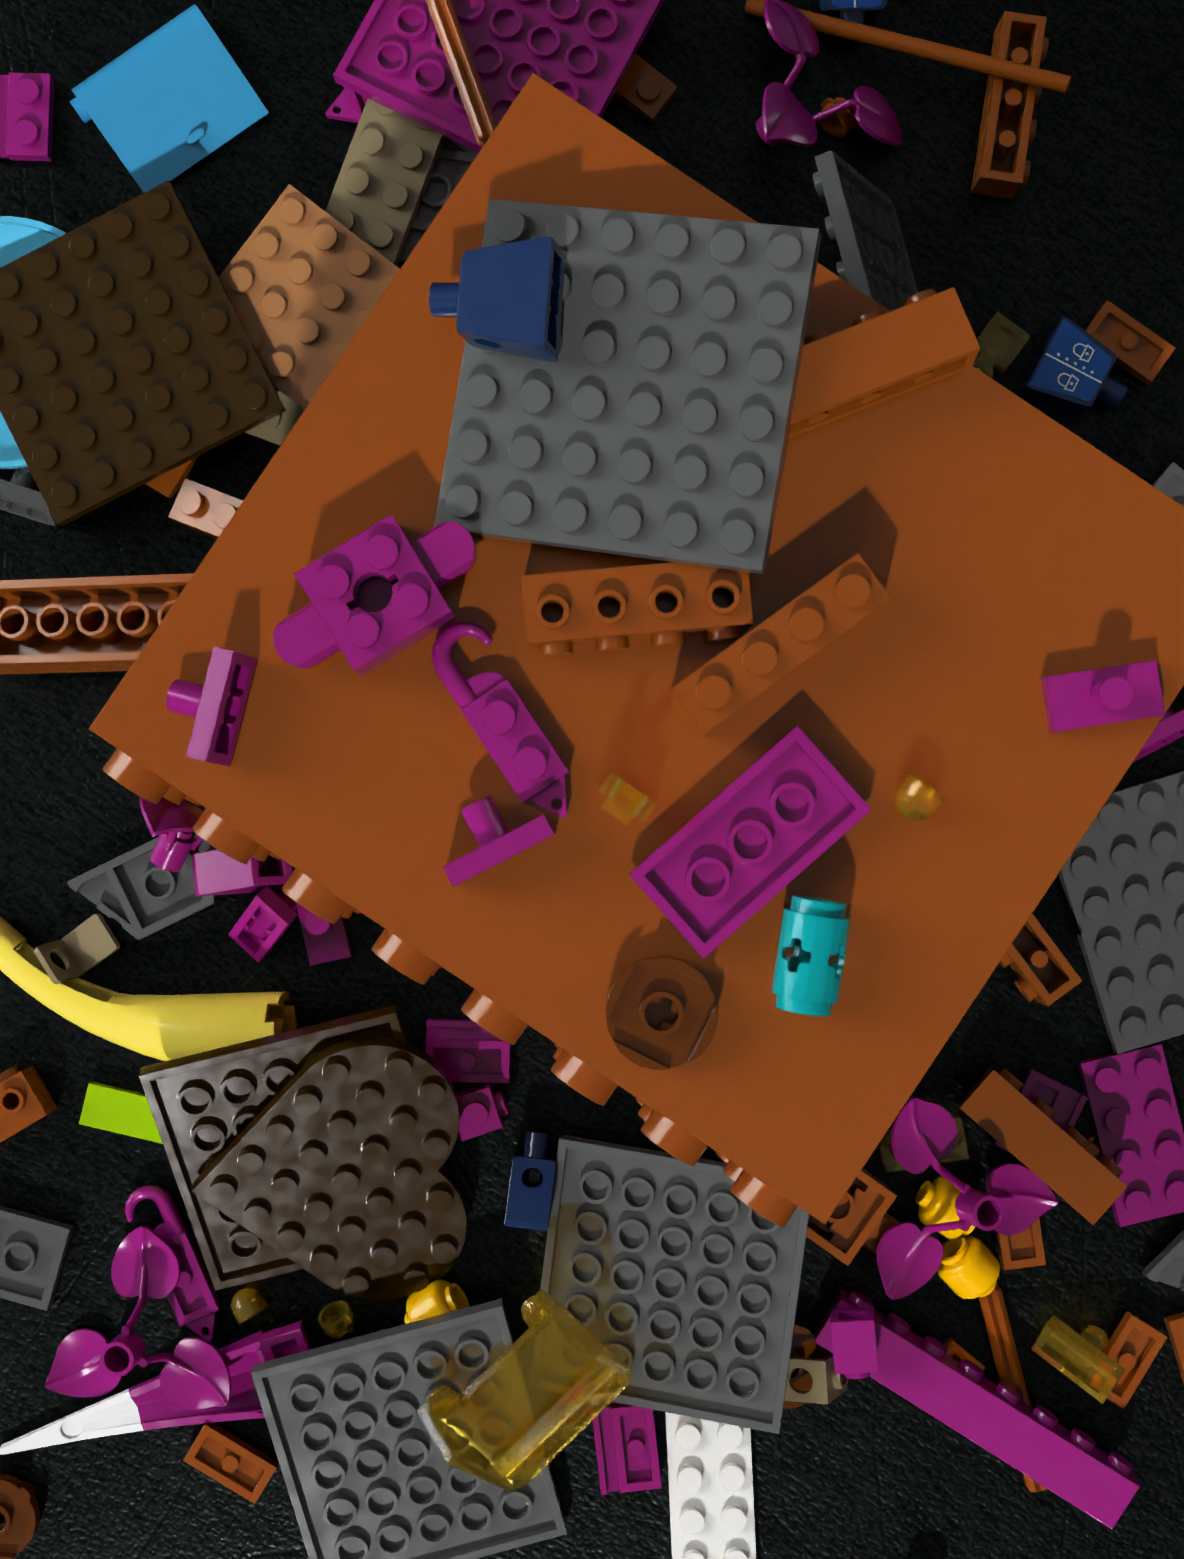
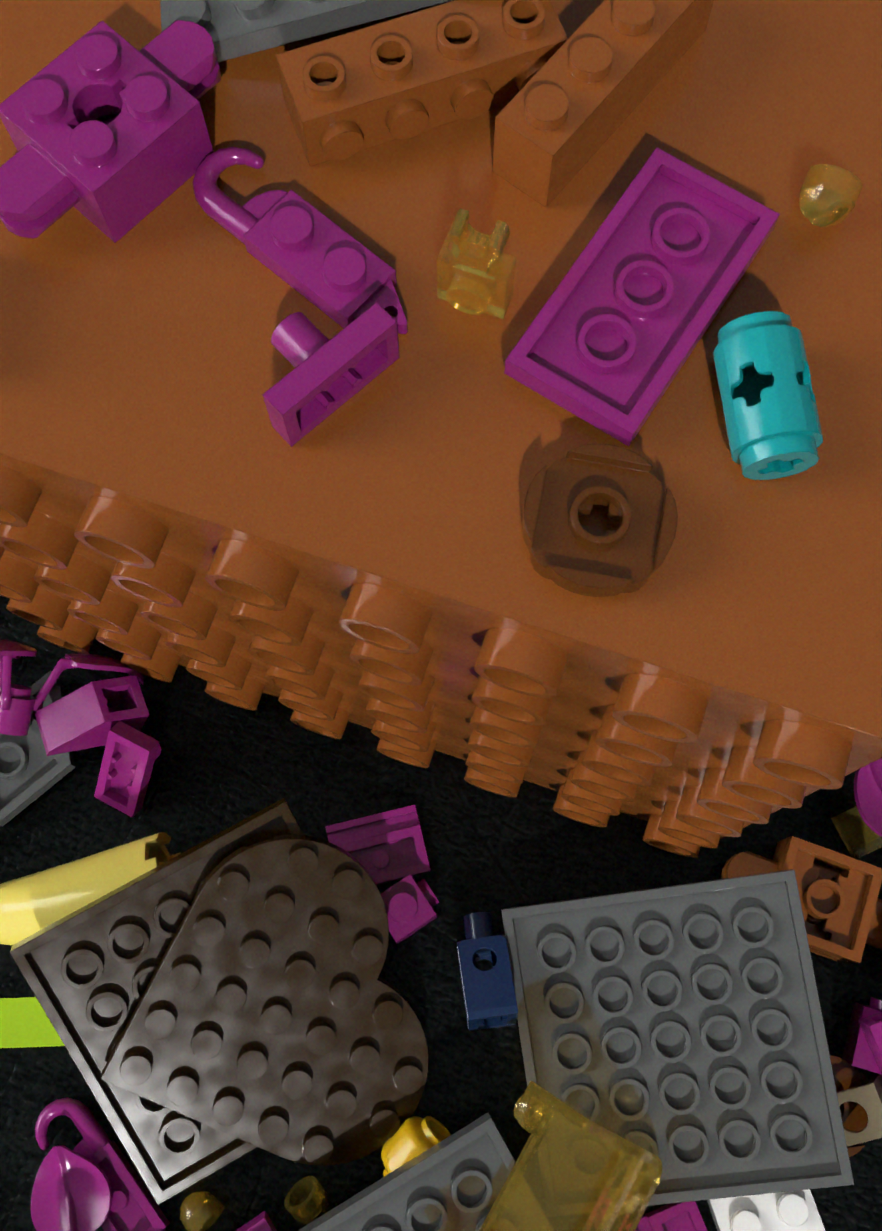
camera: 10 degrees left, 15 degrees down
(322, 939) = (191, 756): magenta tile -> none

